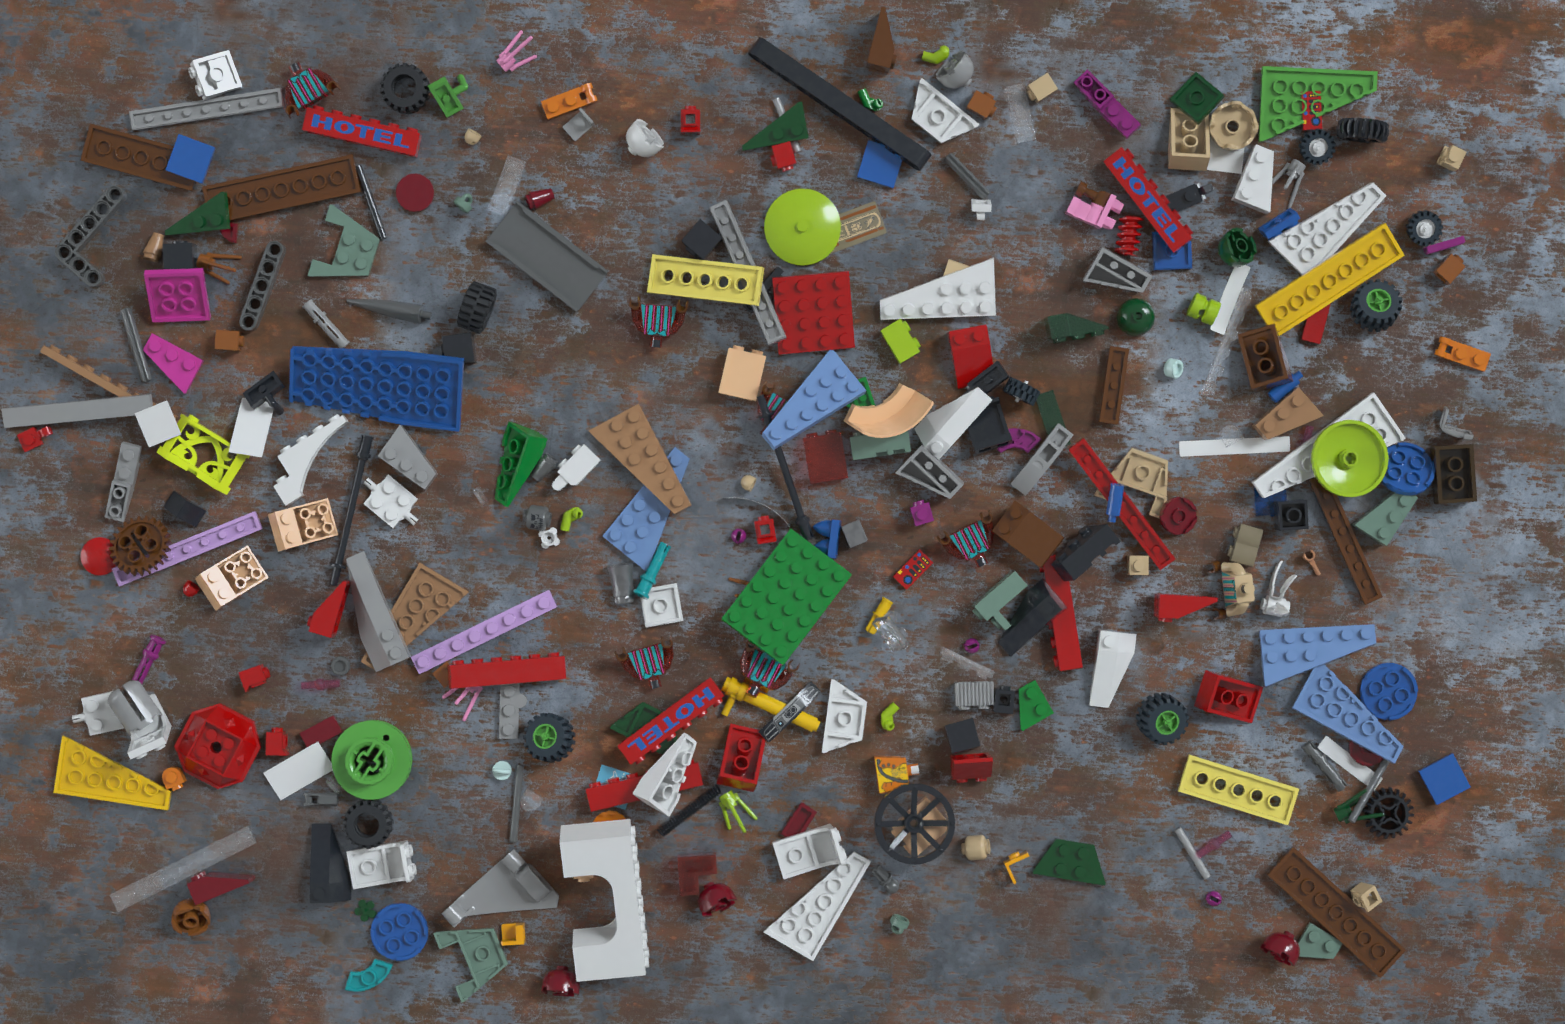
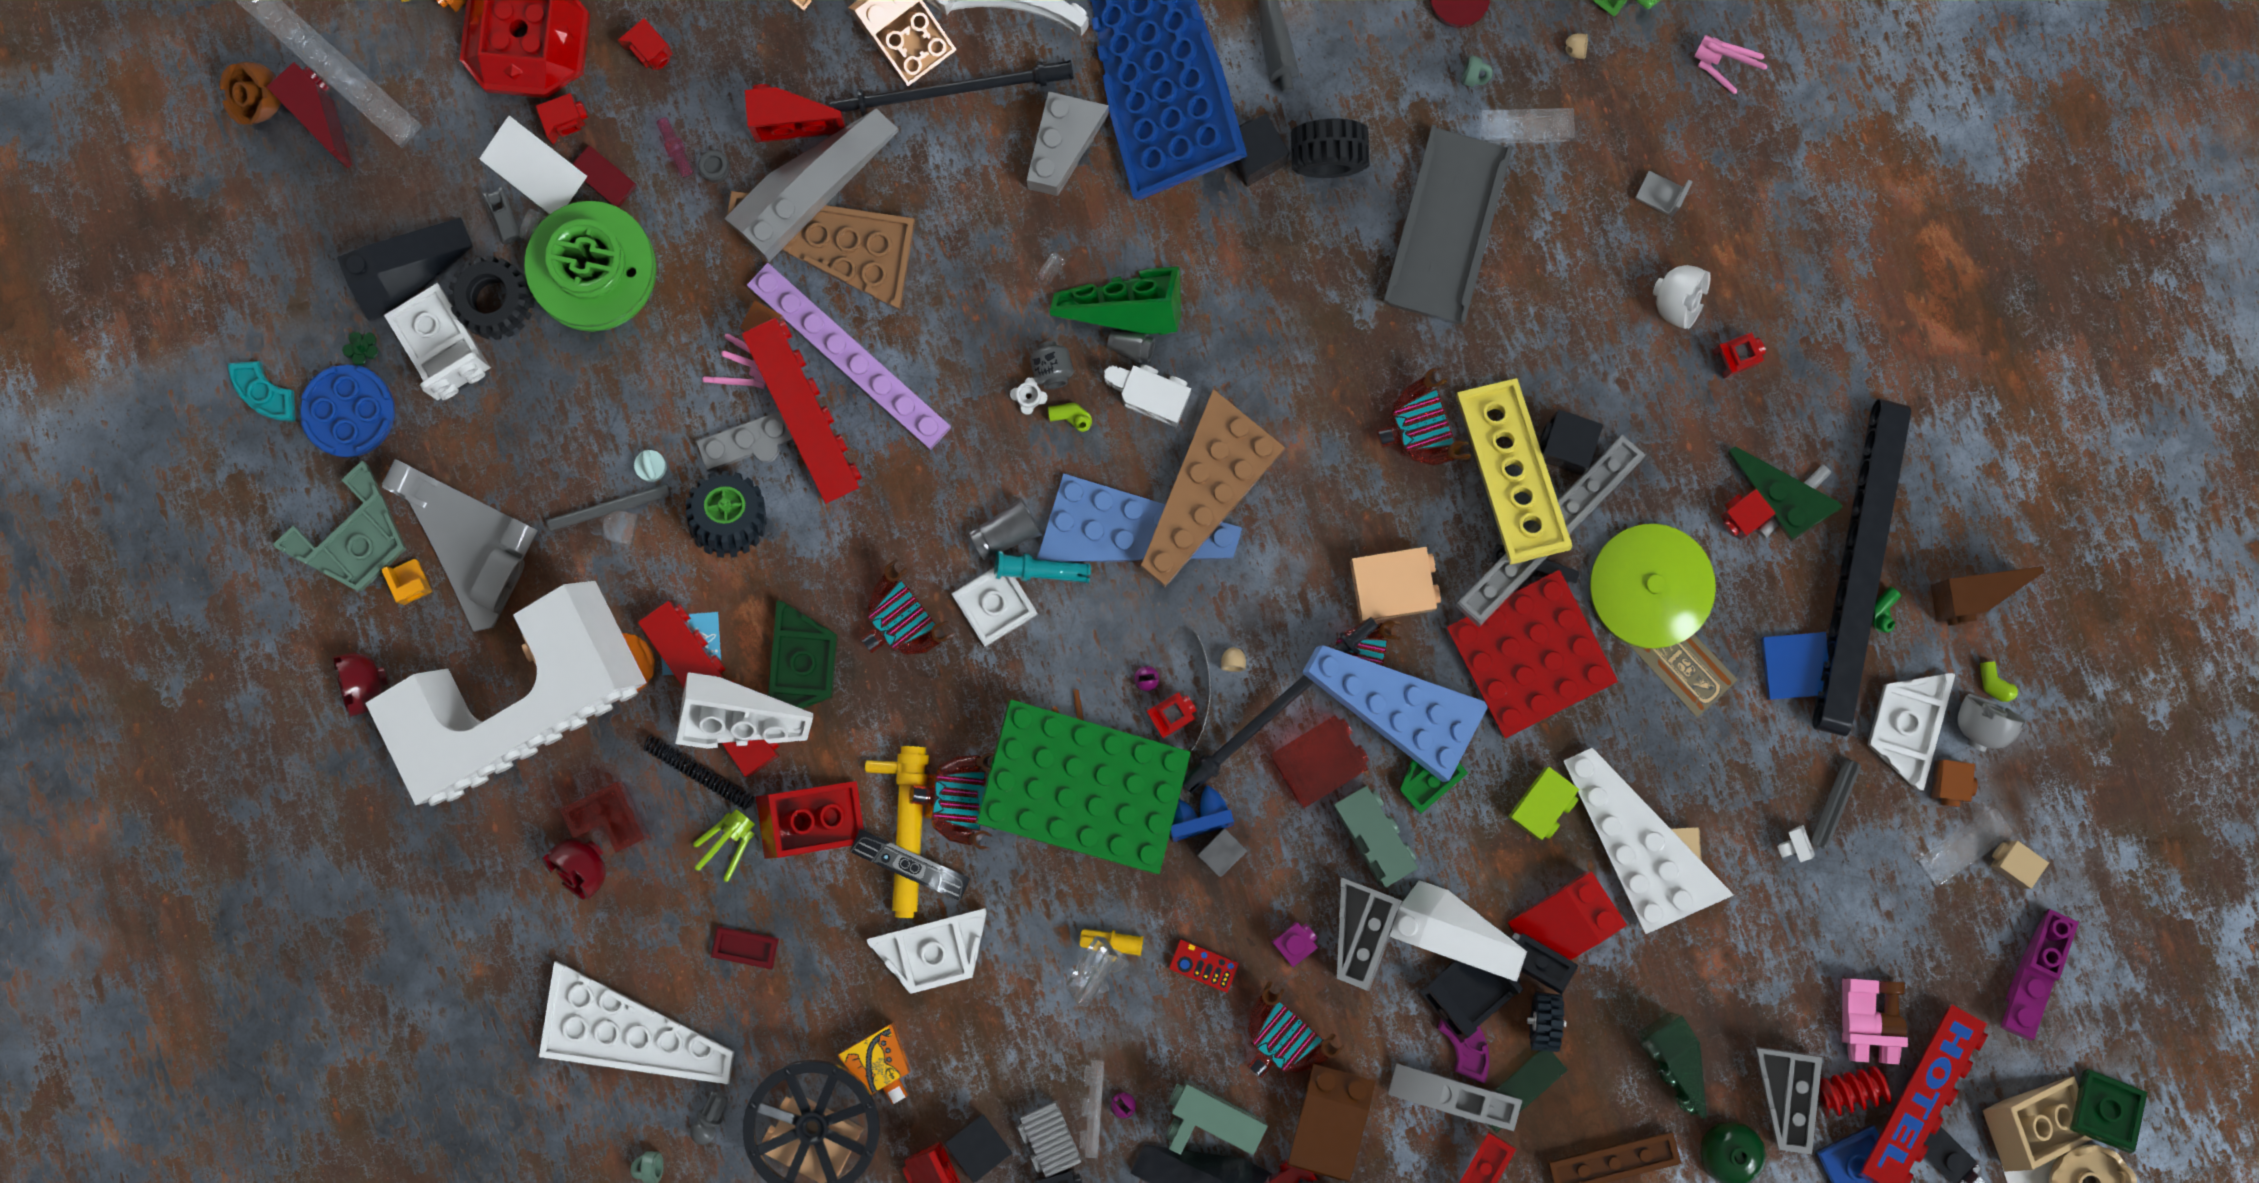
camera: 65 degrees right, 5 degrees down
(390, 501) = (988, 142): white plate -> none
(538, 198) = (1529, 178): dark red cone -> none
(568, 101) = (1690, 164): orange plate -> none
(670, 720) = (823, 687): red brick -> none
(809, 851) = (706, 981): white bracket -> none
(887, 717) = (961, 1018): lime arm -> none
(892, 417) = (1429, 841): light nougat panel -> none

